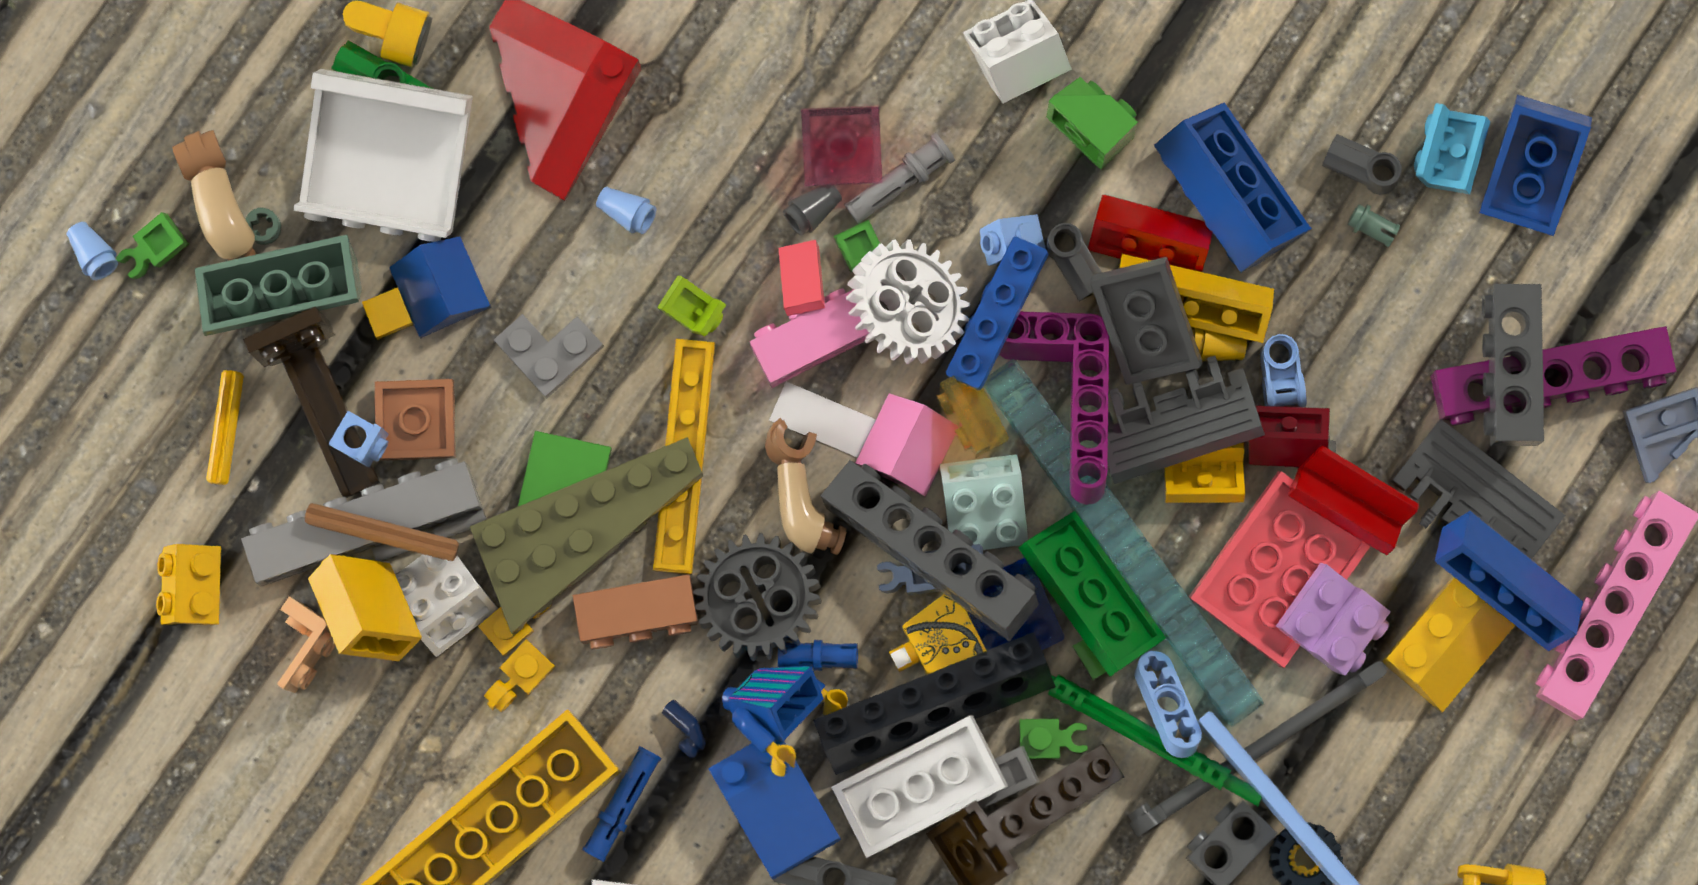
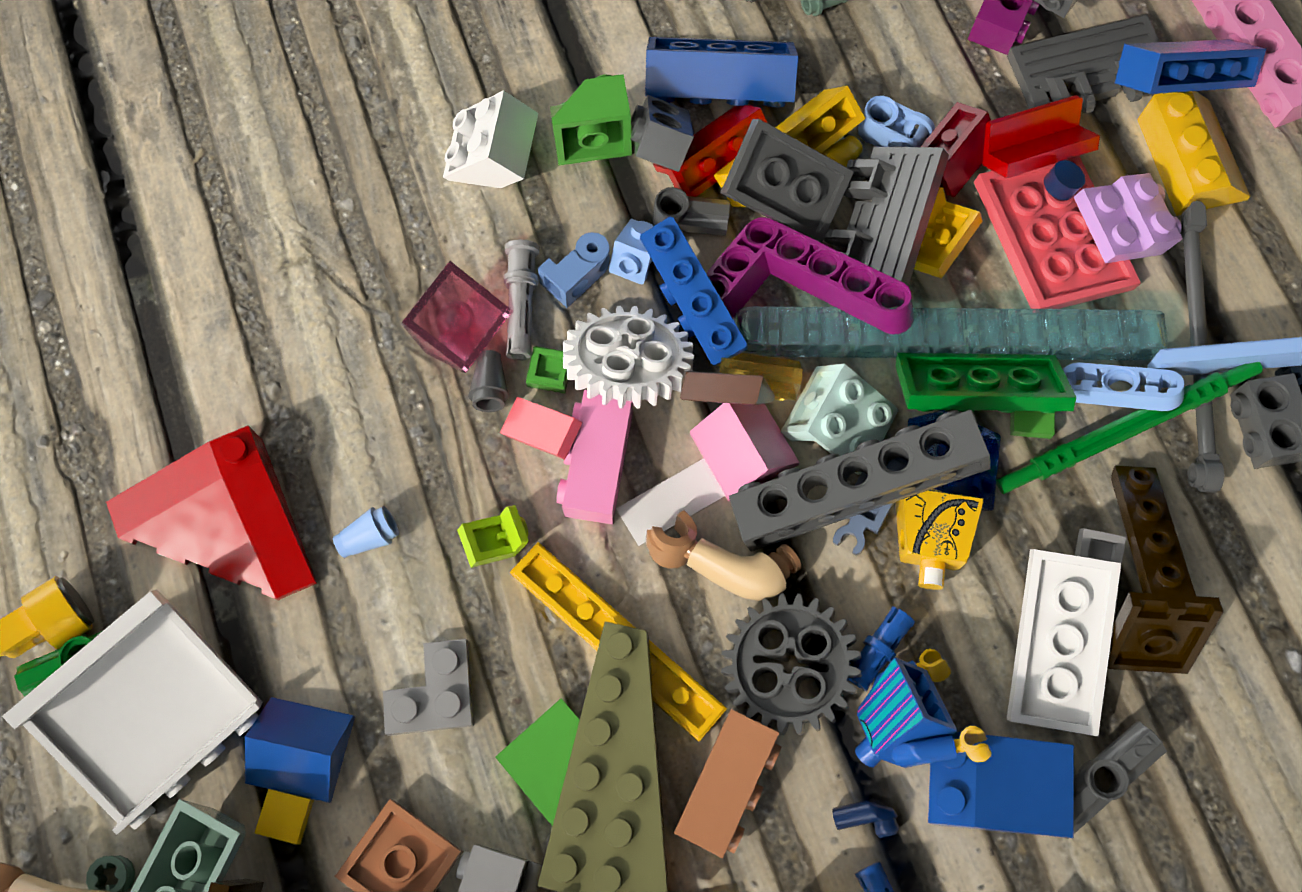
camera: 60 degrees left, 10 degrees down
(926, 398) = (726, 388): none -> reddish brown slope
(934, 703) = (995, 578): black brick -> none
(959, 207) = (577, 270): none -> medium blue leg
(1043, 738) = (1080, 506): bright green plate -> none
(1121, 186) = (661, 132): none -> dark grey brick
(1327, 544) = (1064, 180): none -> dark blue piece

